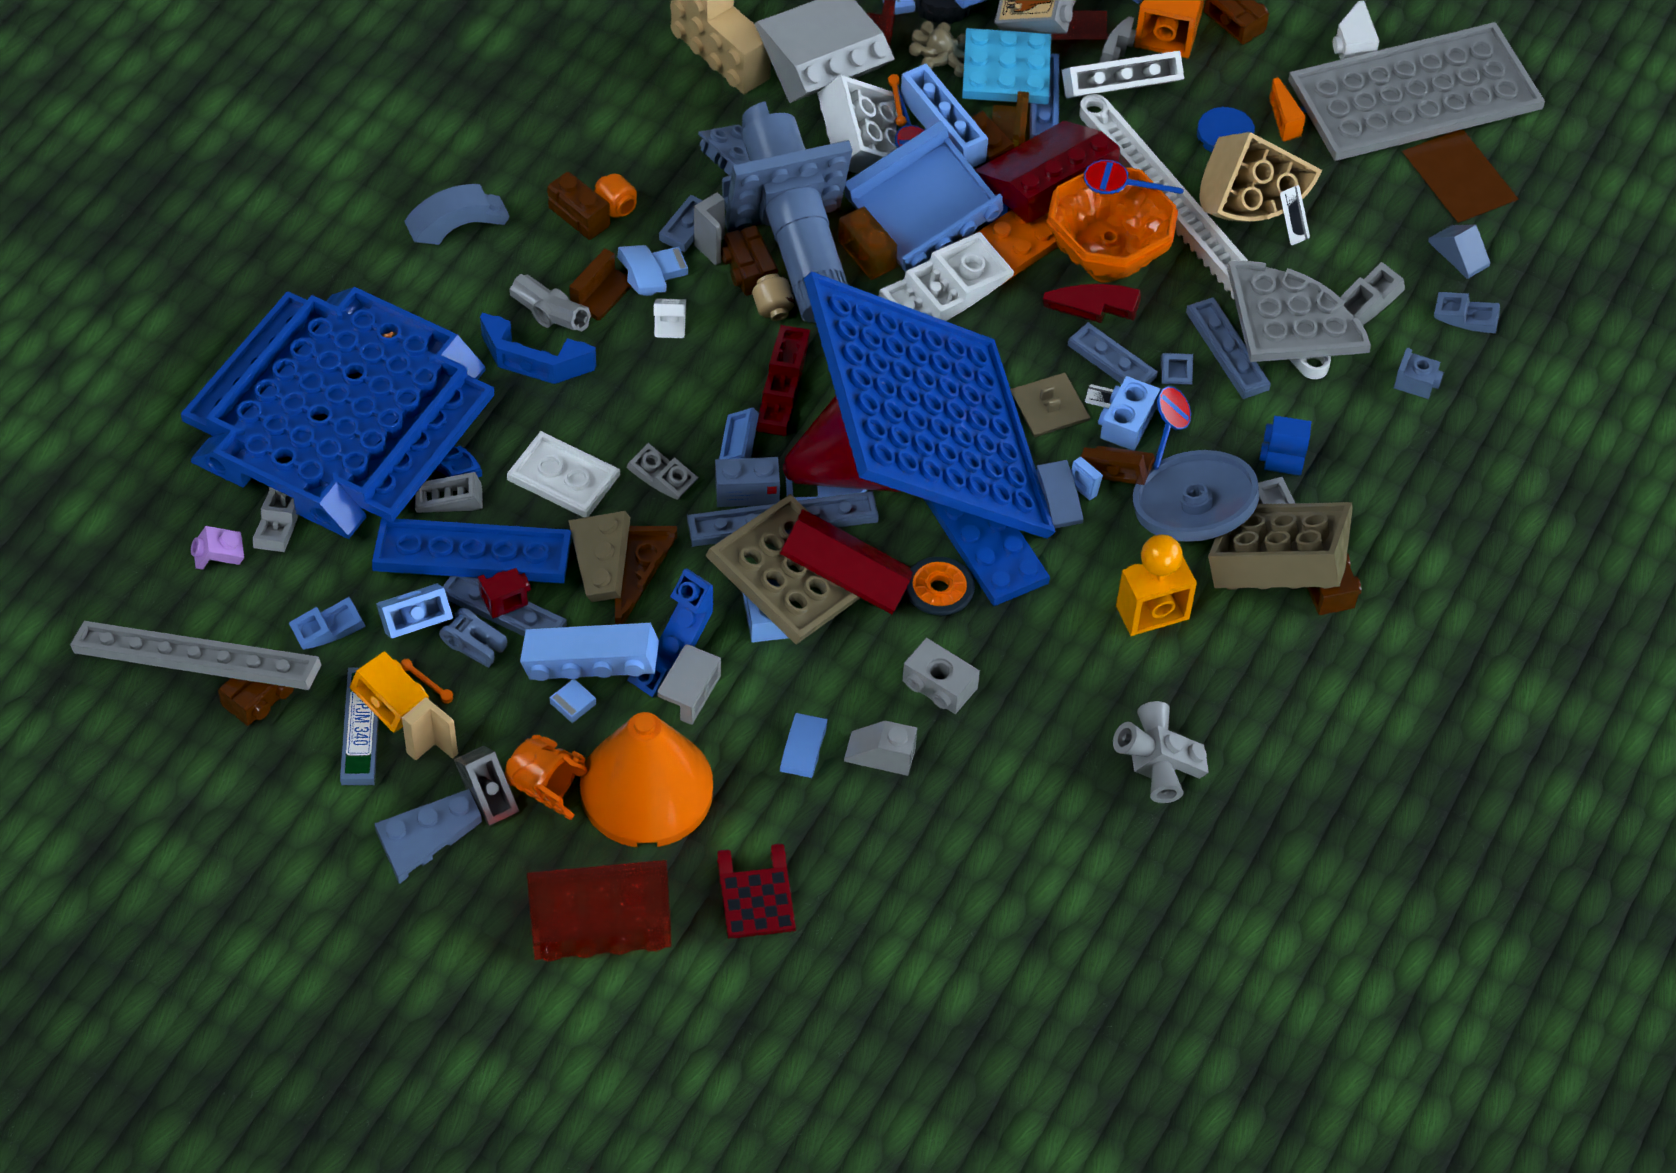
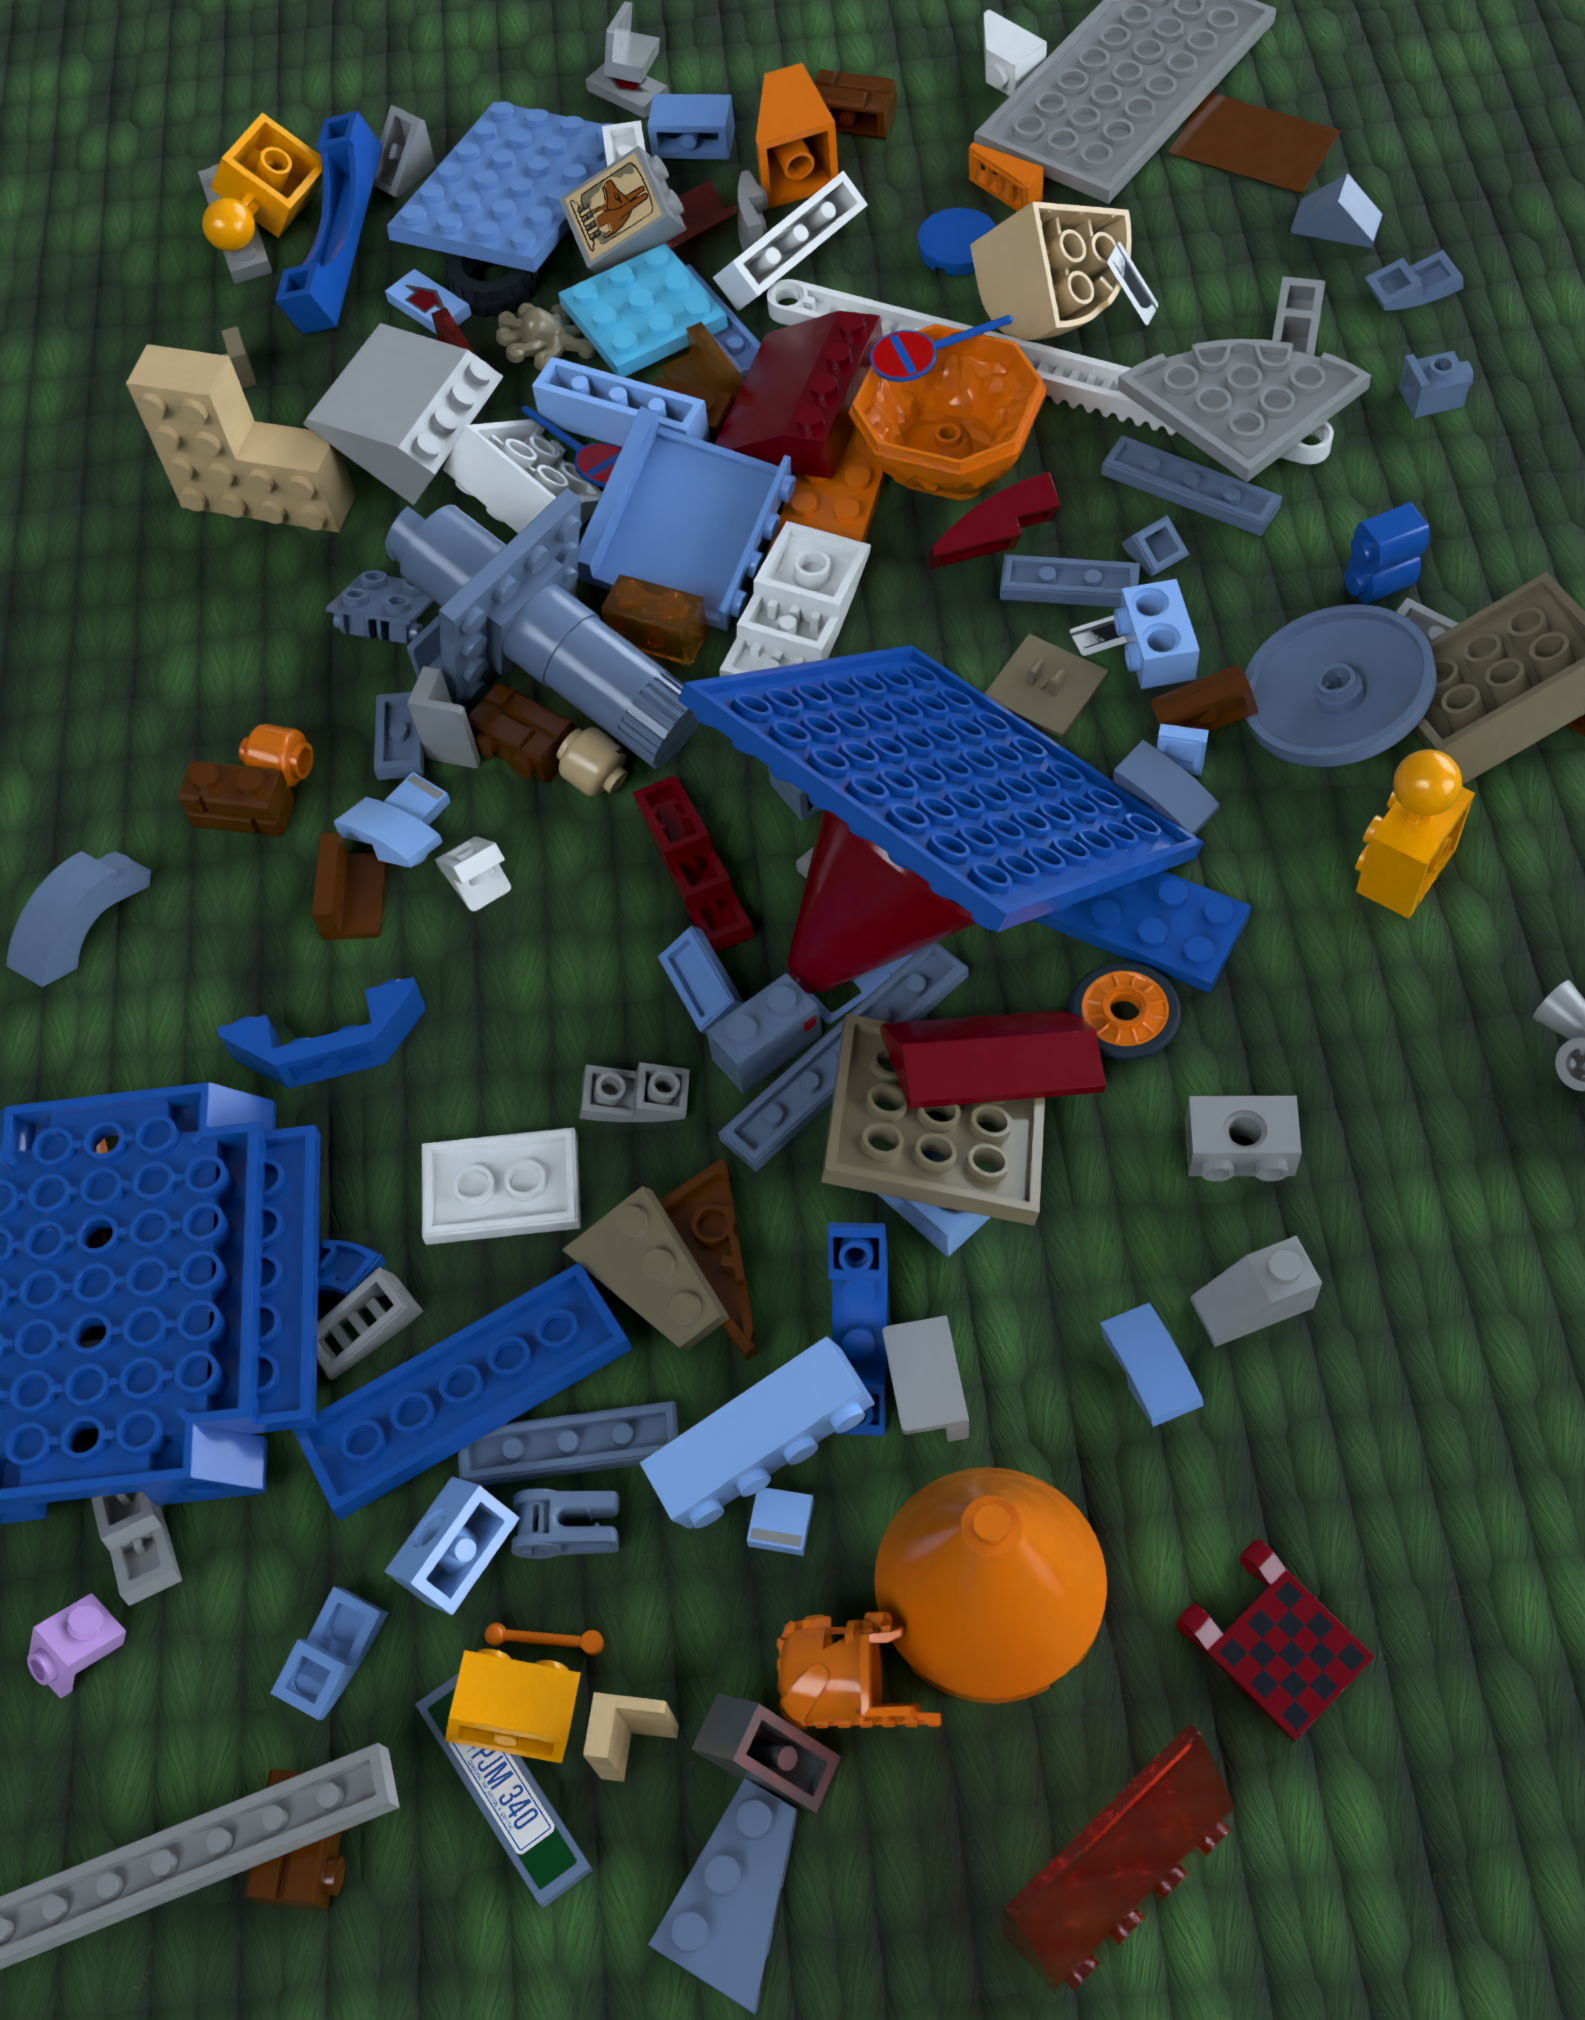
camera: 25 degrees left, 5 degrees up
(504, 592) = (562, 1423): dark red brick -> none
(549, 306) = (301, 958): light grey piece -> none
(894, 81) = (522, 405): orange hinge -> none
(1175, 413) = (1214, 604): piece -> none

